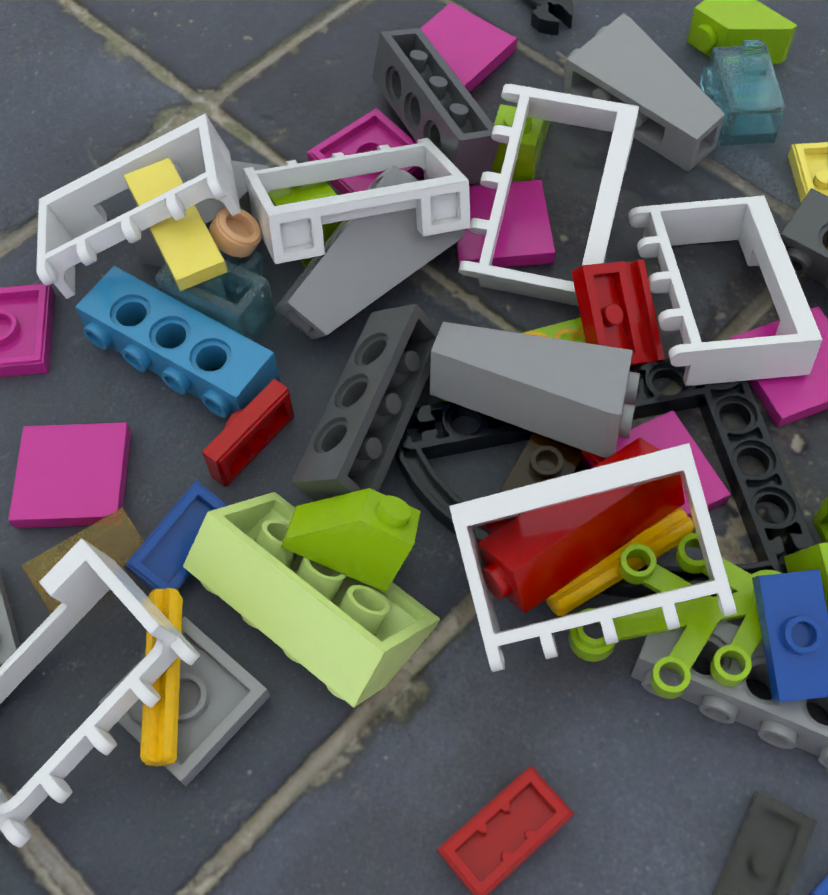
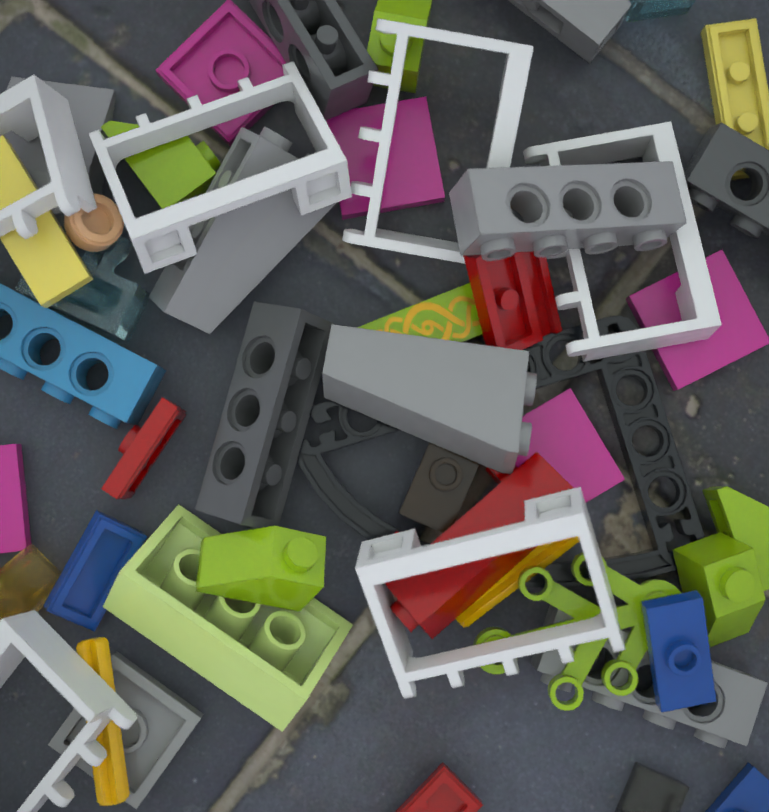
camera: 15 degrees left, 25 degrees up
(668, 234) = (591, 192): none -> light grey brick

